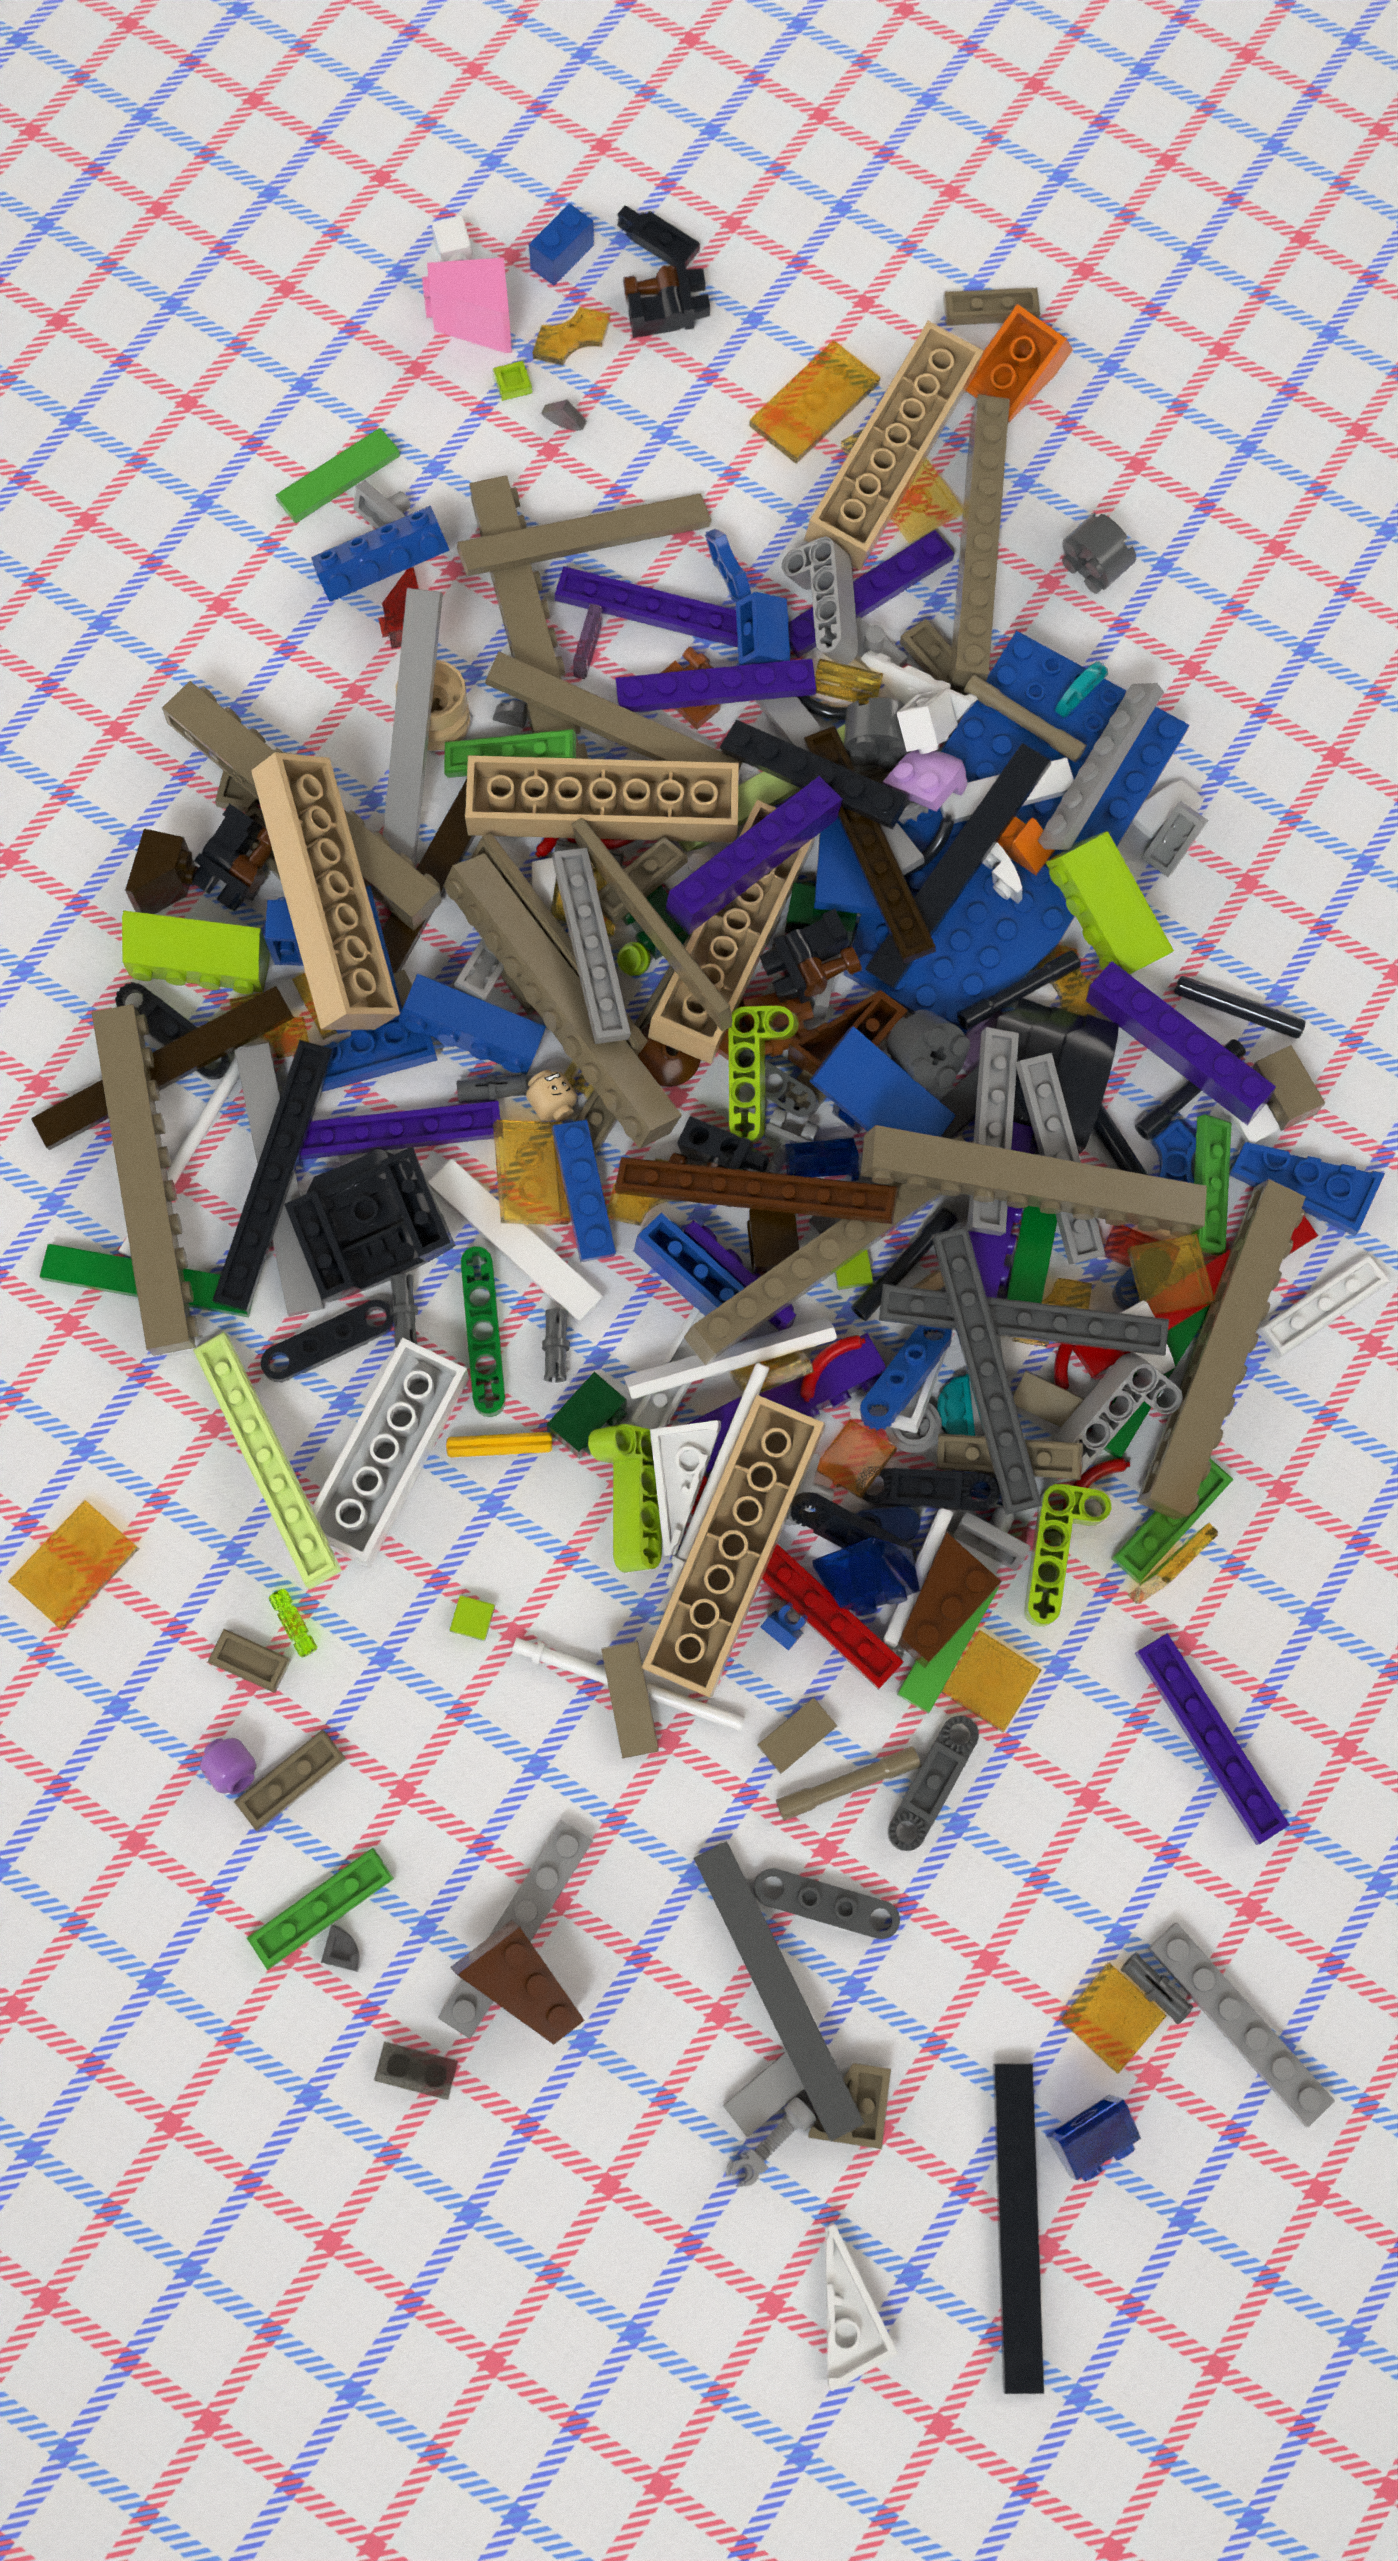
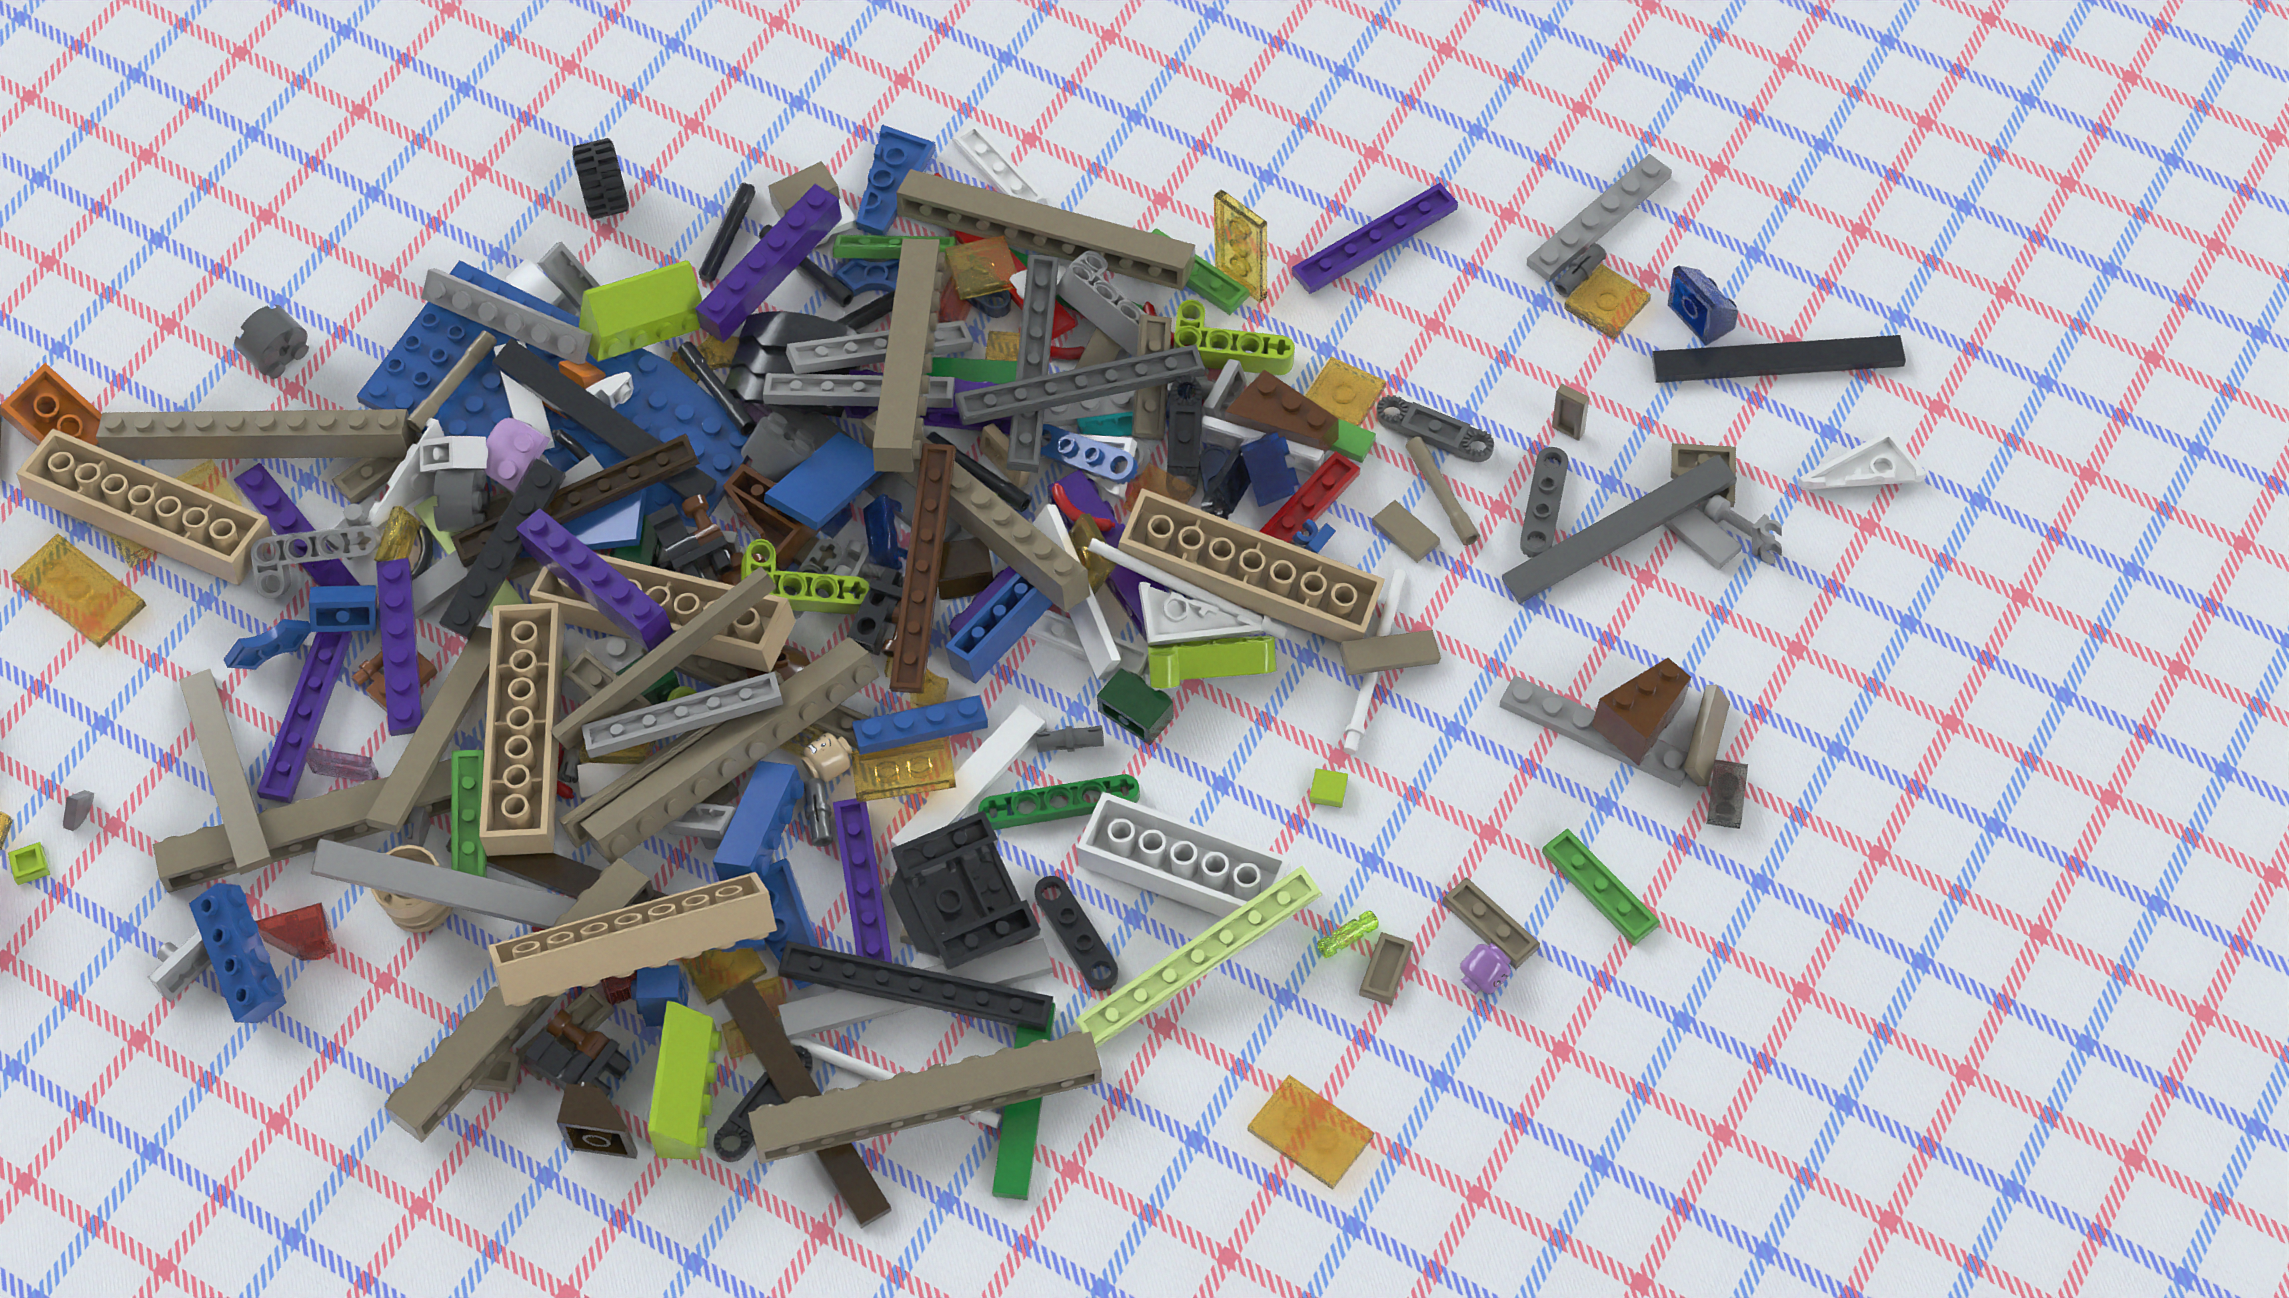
camera: 85 degrees left, 15 degrees down
(337, 475) = (130, 1018): bright green tile -> none
(341, 1950) = (1634, 867): flat silver tile -> none
(403, 1308) = (1044, 867): dark grey pin -> none
(492, 2056) = (1707, 735): none -> dark tan tile
(499, 1444) = (1166, 775): yellow axle -> none
(935, 1946) = (1570, 412): none -> dark tan tile
(1081, 688) = (422, 333): teal tile -> none
(1300, 866) = (600, 178): none -> black tyre

